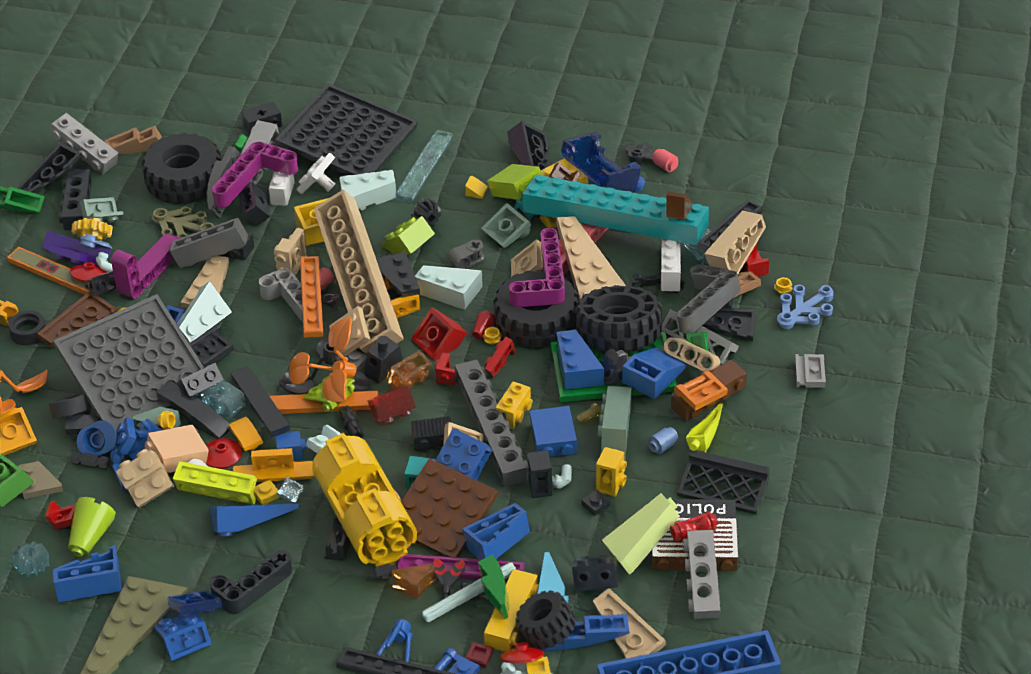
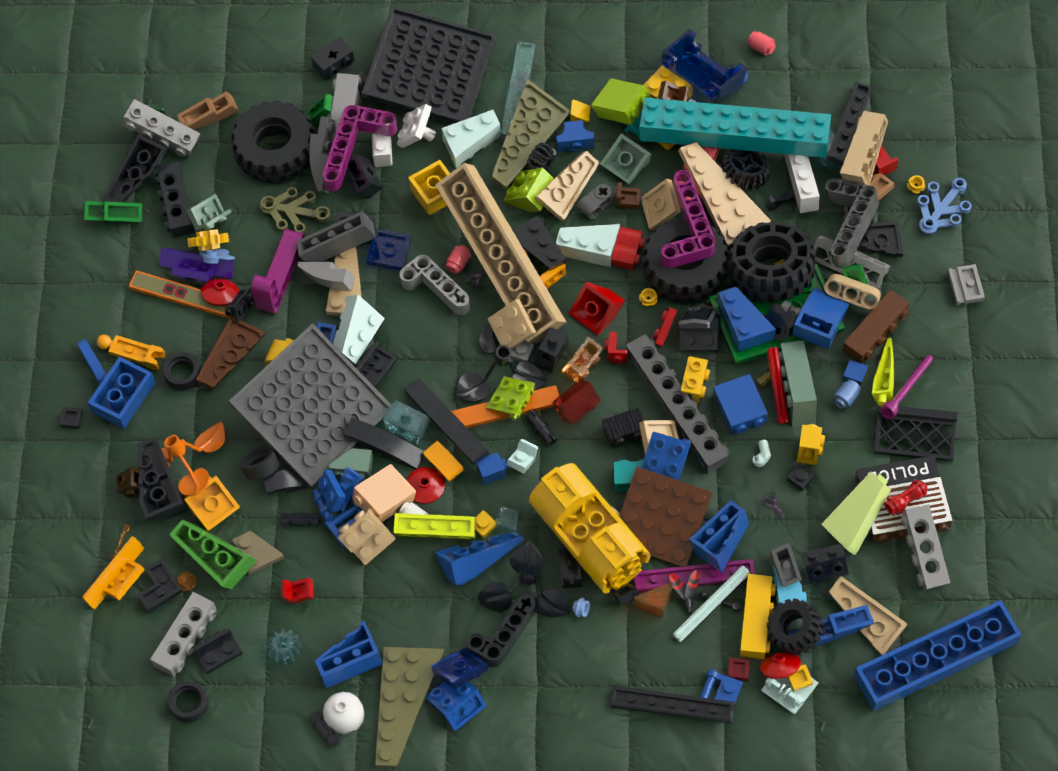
camera: 10 degrees left, 20 degrees up
(42, 636) = (324, 729): none -> black axle
(66, 624) = (343, 712): none -> white cylinder
(88, 525) = (328, 600): lime cone -> none
(97, 438) = (302, 498): blue piece -> none
(103, 264) = (233, 279): light aqua arm -> none
(166, 420) = (366, 466): yellow plate -> none
(191, 270) = (328, 275): none -> light grey slope
(201, 380) = (382, 410): bracket -> none
(255, 263) = (389, 249): none -> clear blue plate
(276, 466) = (483, 497): light orange bracket -> none
(287, 509) = (530, 563): none -> black plant
(290, 250) = (420, 235): tan plate -> none
(311, 297) = (460, 287): orange tile -> none
(334, 386) = (522, 398): orange plant -> none
(337, 575) = (581, 607): none -> light blue plate
(398, 633) = (659, 660): blue plant -> none
(431, 182) = (533, 122): none -> olive wing
(438, 241) = (567, 186): none -> tan wing
(463, 205) = (575, 137): none -> blue brick
(481, 295) = (627, 247): none -> red brick
(484, 320) = (636, 283): red cone -> none
(494, 584) = (738, 598): green slope -> none
(497, 256) = (627, 196): none -> reddish brown bracket
(529, 144) = (619, 49): black wedge -> none
(531, 365) = (700, 329): none -> black piece
(540, 474) = (743, 459): black brick -> none
(550, 560) = (785, 564): none -> dark grey slope
(561, 519) = (773, 502): none -> hand
(595, 411) = (777, 384): none -> red axle
(618, 247) = (746, 168): none -> black gear
(639, 152) = (732, 36): black plate -> none
(677, 205) = (804, 125): reddish brown slope -> none
(679, 424) = (855, 371): none -> blue tile
(700, 394) = (877, 338): orange plate -> none
(700, 451) = (890, 408): none -> magenta piece

